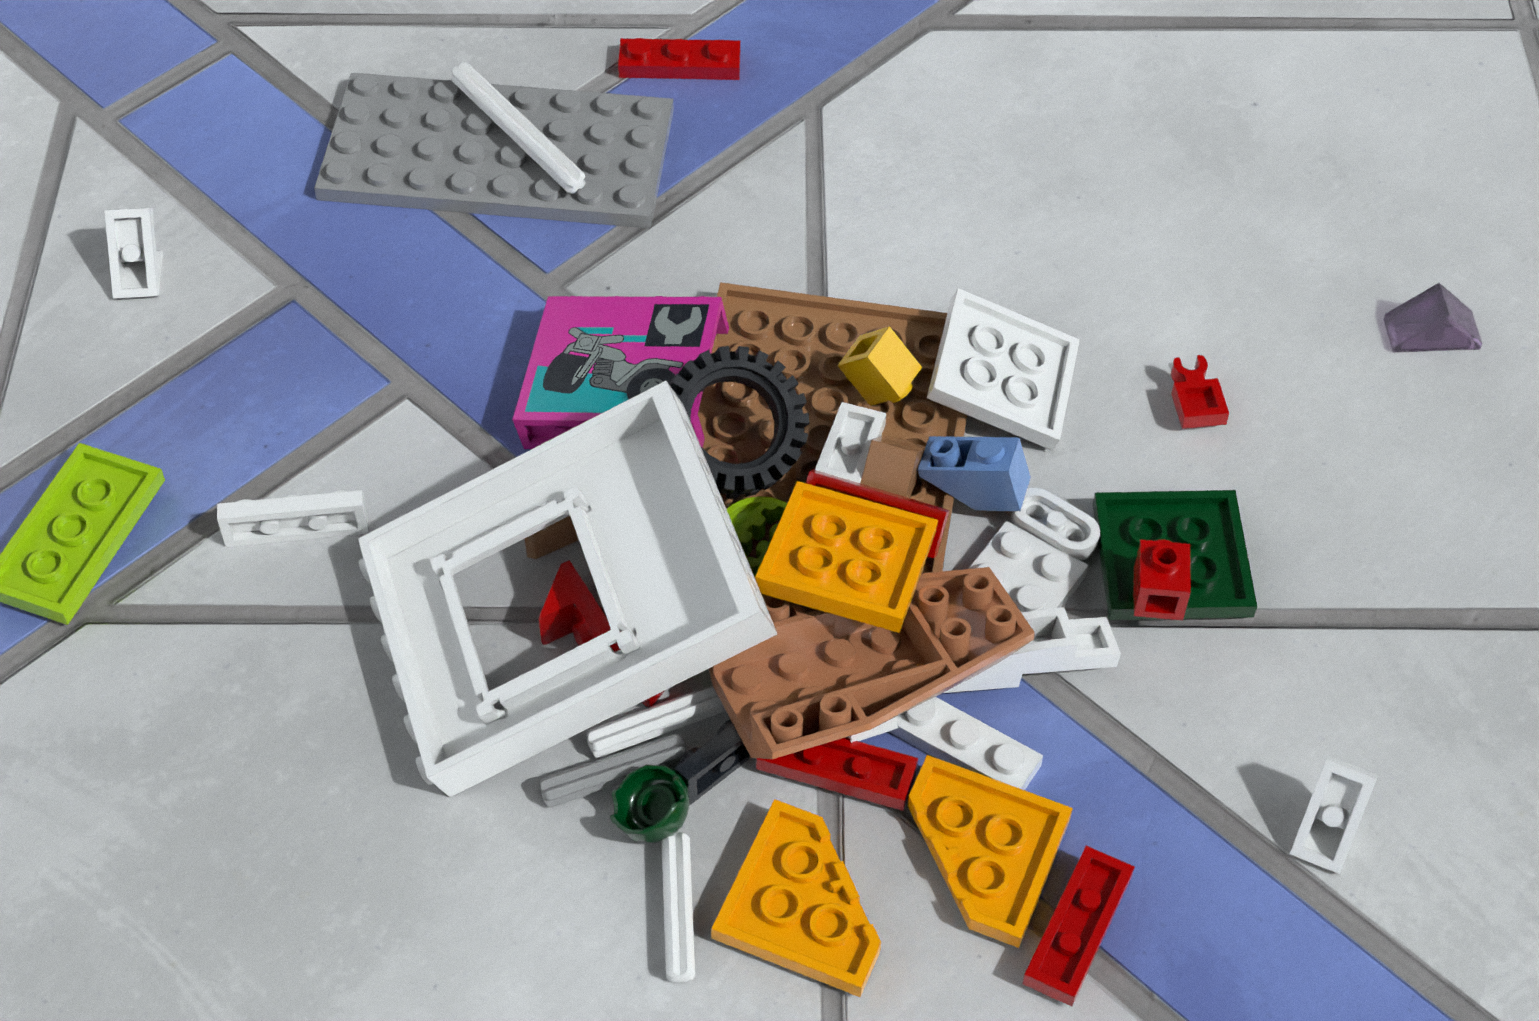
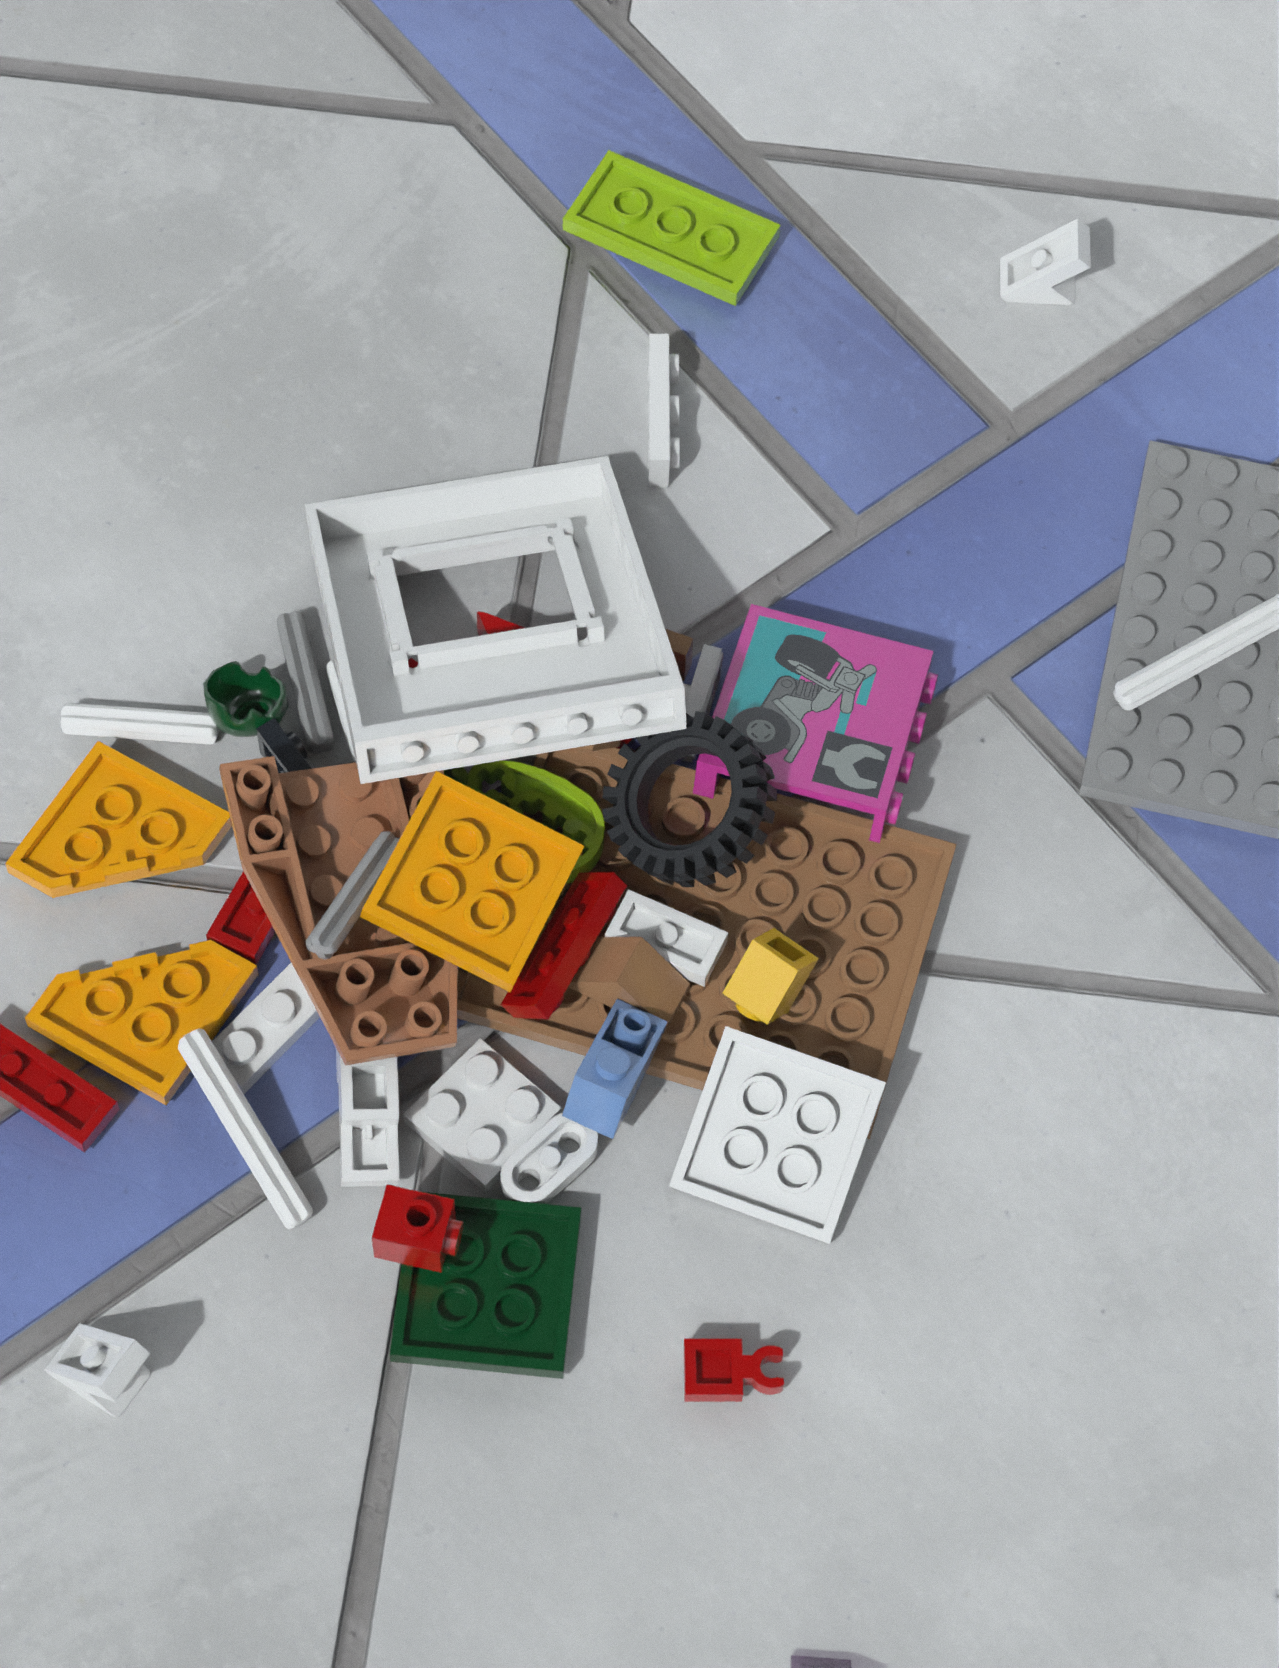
camera: 95 degrees right, 10 degrees up
(874, 644) = (348, 903): none -> light grey axle
(1084, 741) = (245, 1128): none -> white axle

